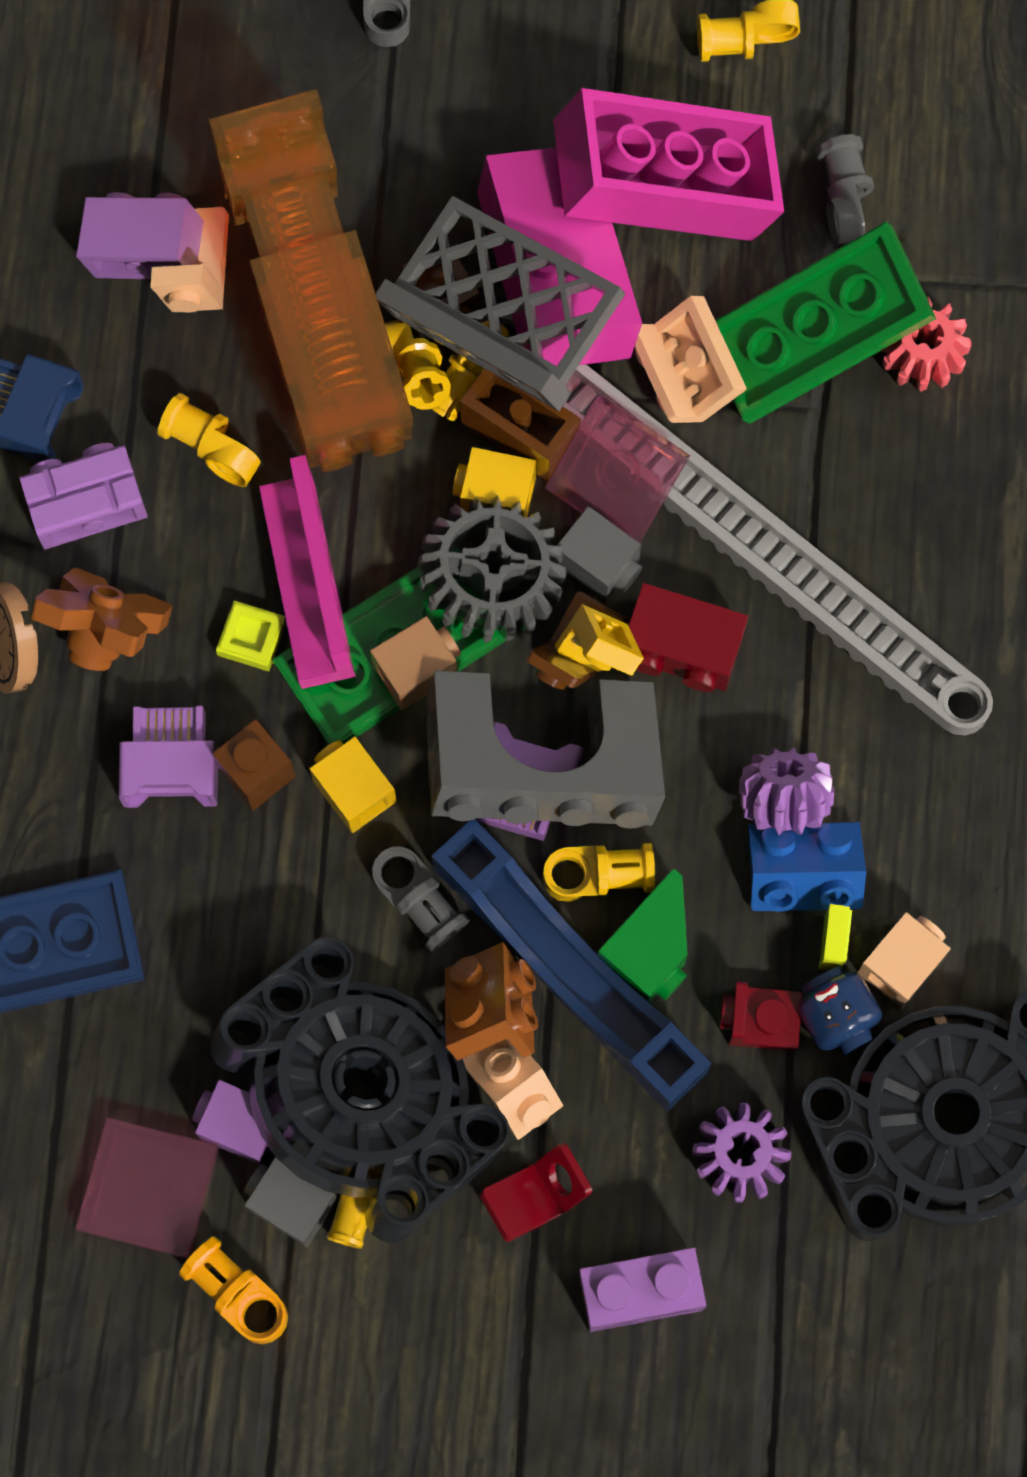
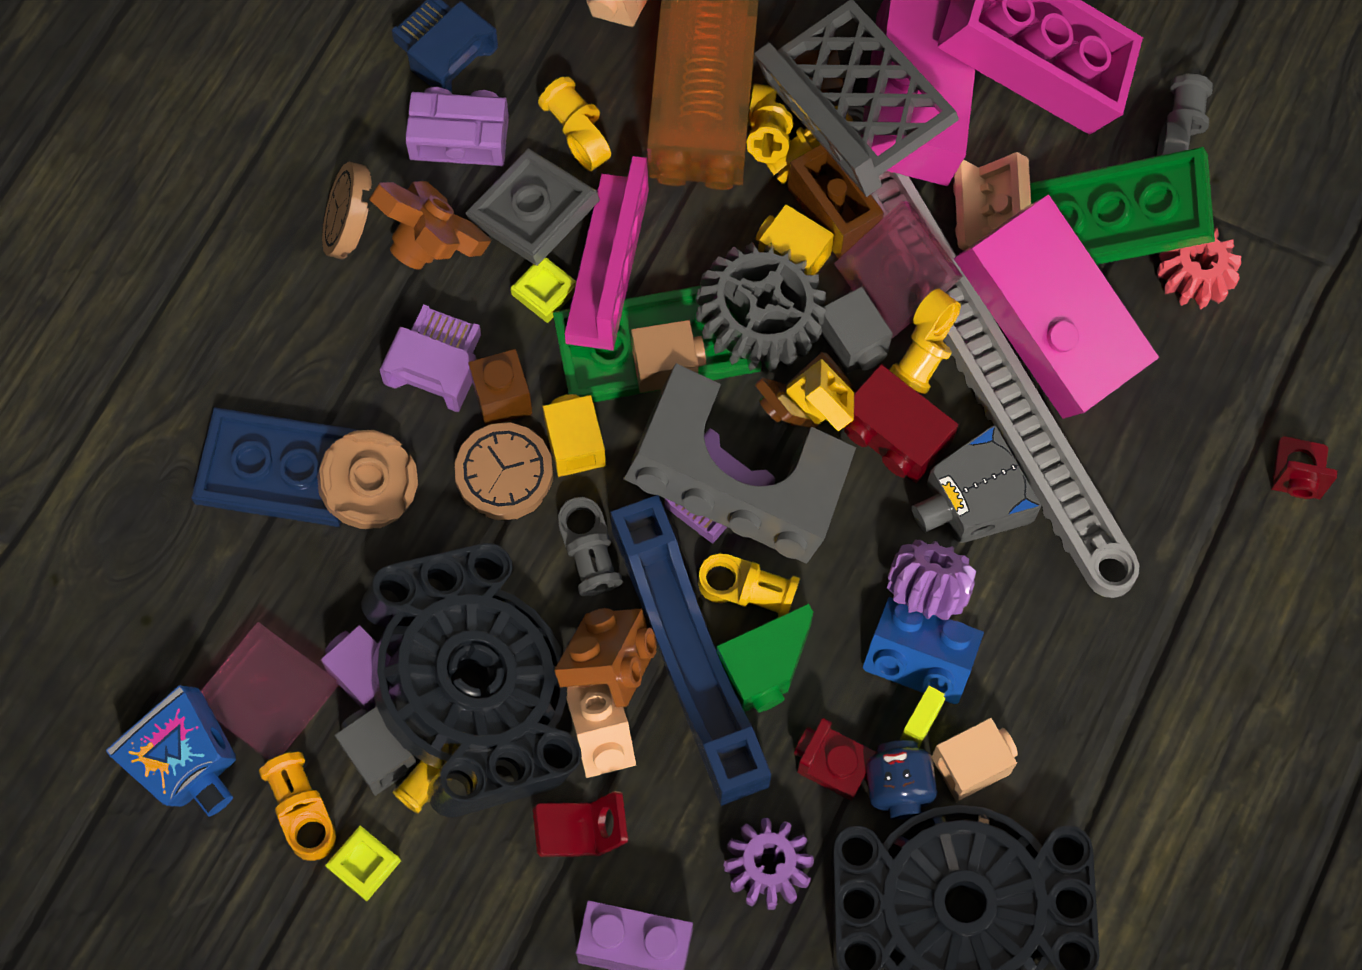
camera: 20 degrees right, 5 degrees down
(88, 1290) = (178, 752): none -> blue torso
(155, 919) = (367, 479): none -> medium nougat tile
(201, 551) = (532, 206): none -> dark grey tile
(293, 851) = (504, 471): none -> medium nougat tile
(327, 1323) = (363, 863): none -> neon yellow tile
(682, 544) = (932, 321): none -> yellow connector
(794, 677) = (978, 491): none -> dark grey torso
(799, 451) = (1056, 308): none -> dark pink brick

